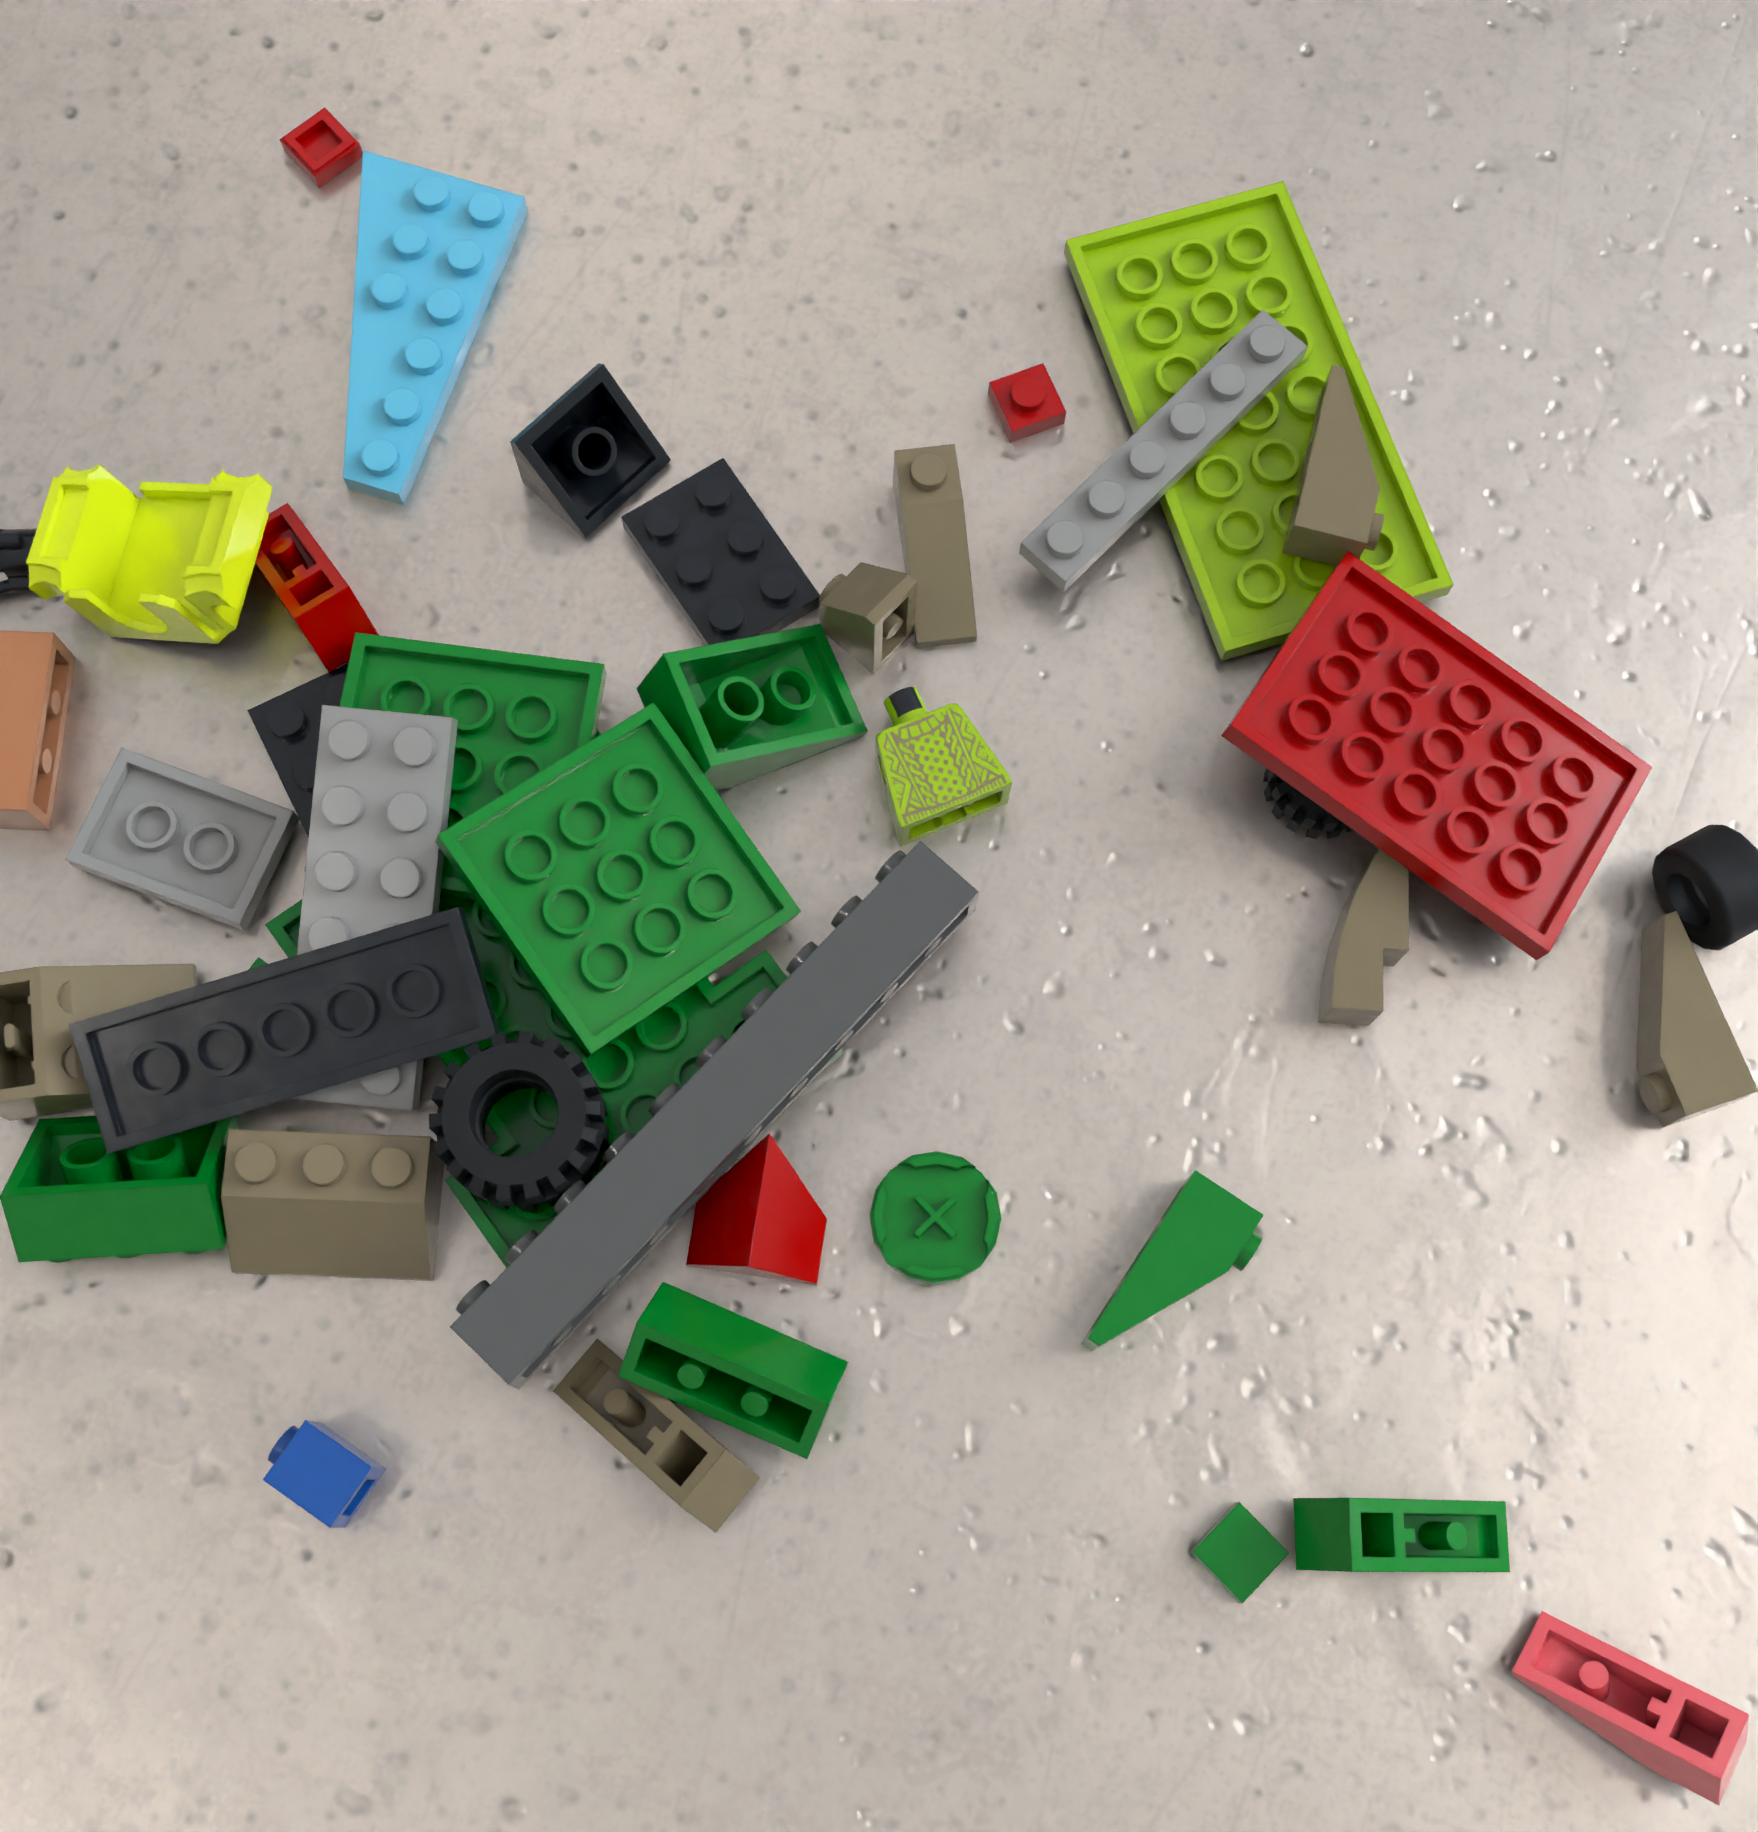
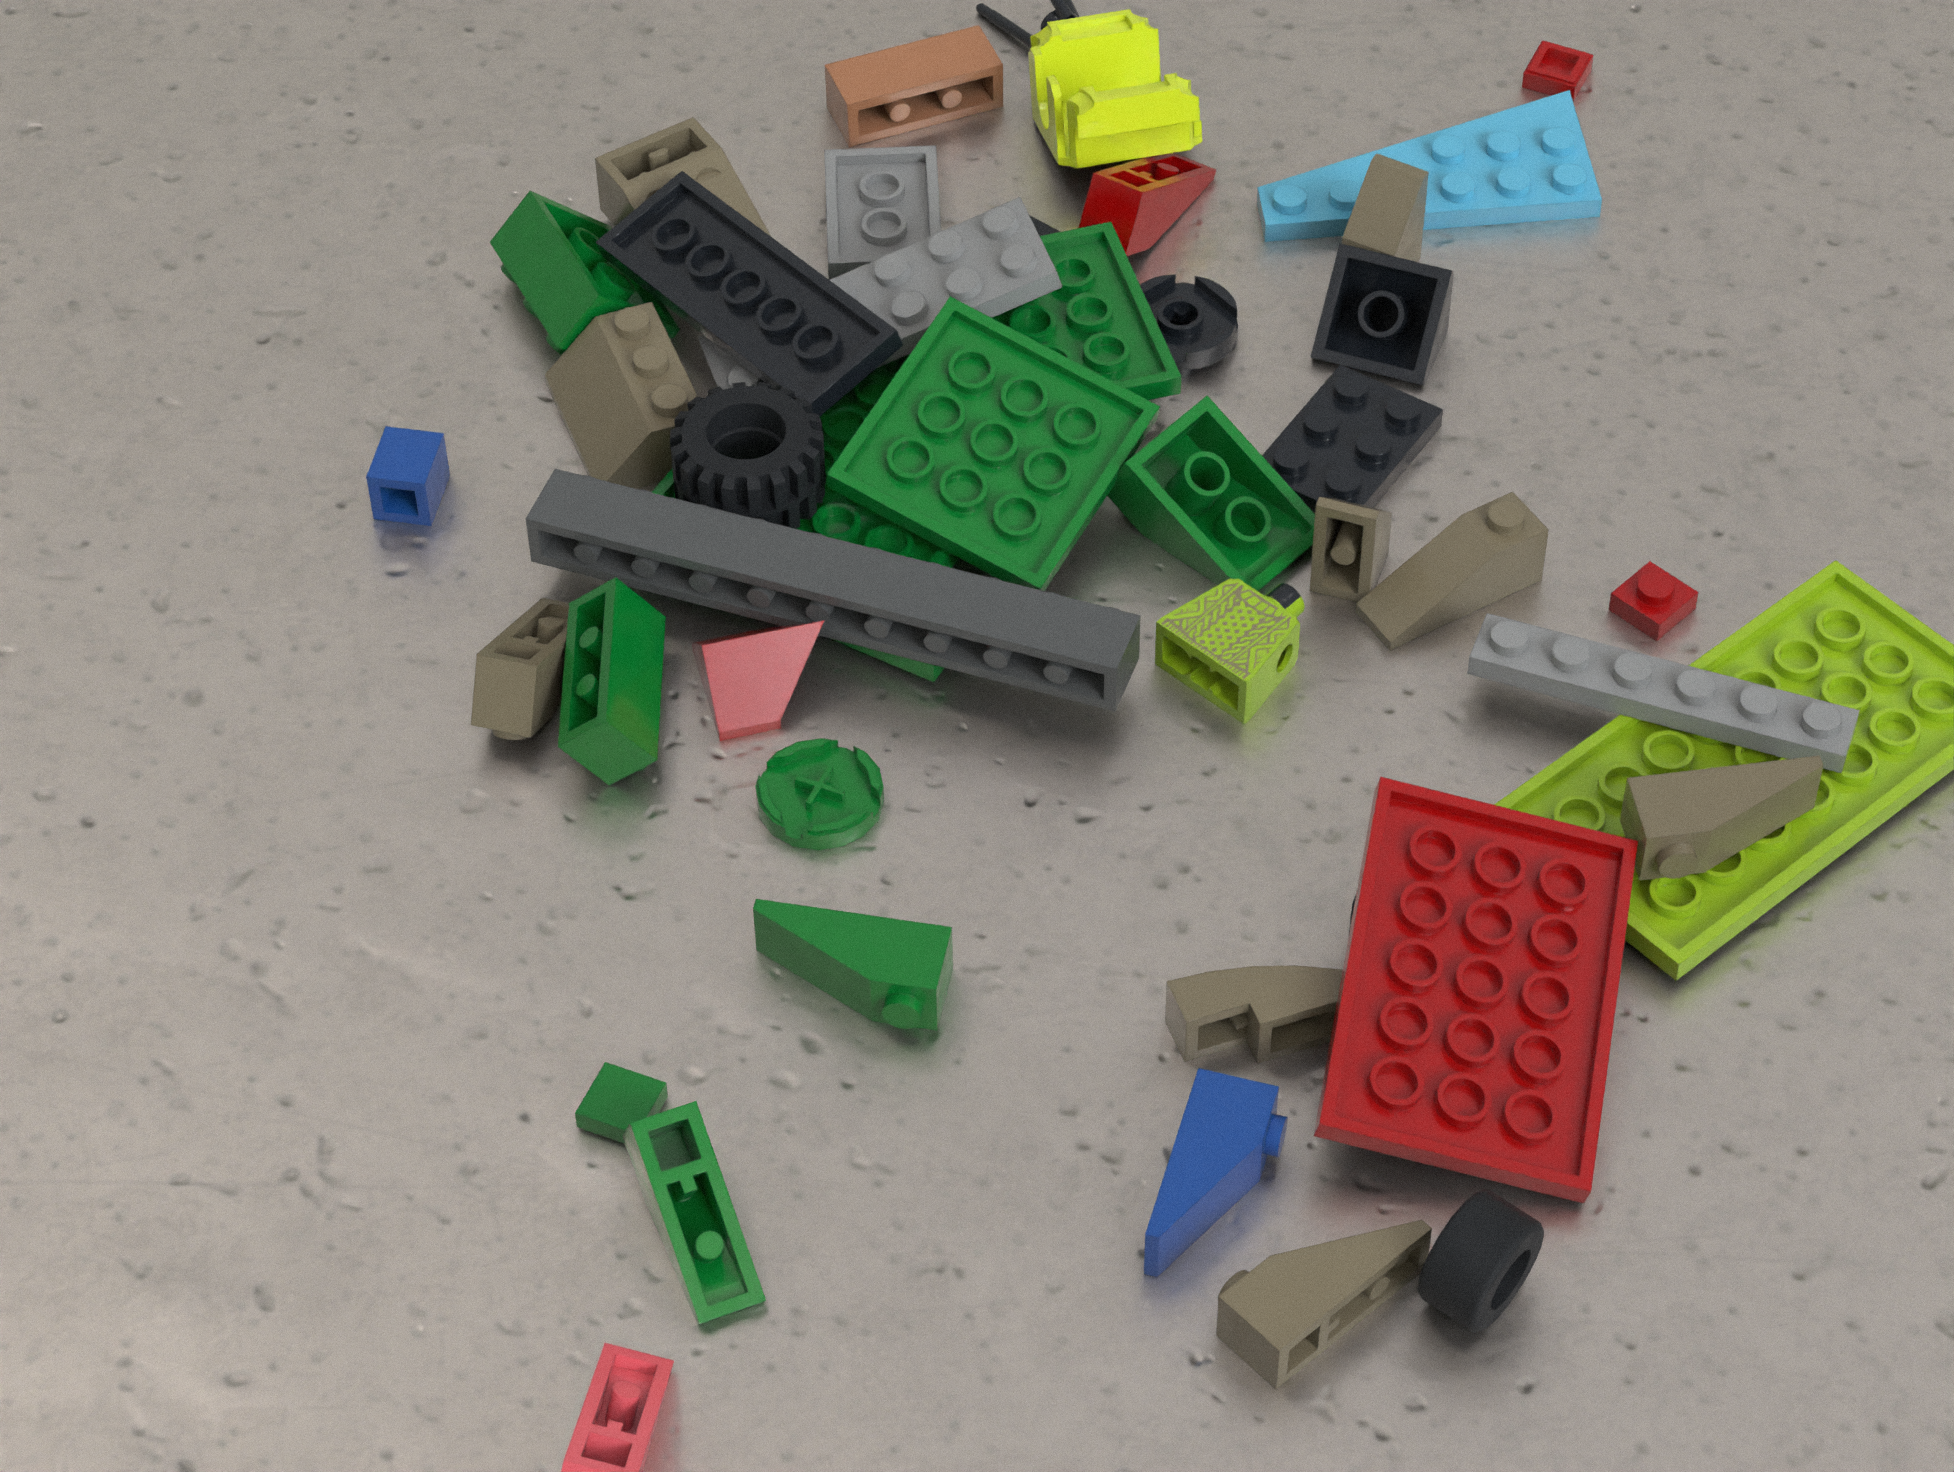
camera: 70 degrees right, 25 degrees down
(482, 391) = (1389, 210): none -> dark tan slope
(497, 596) = (1210, 314): none -> black plate
(1513, 1053) = (1213, 1162): none -> blue slope

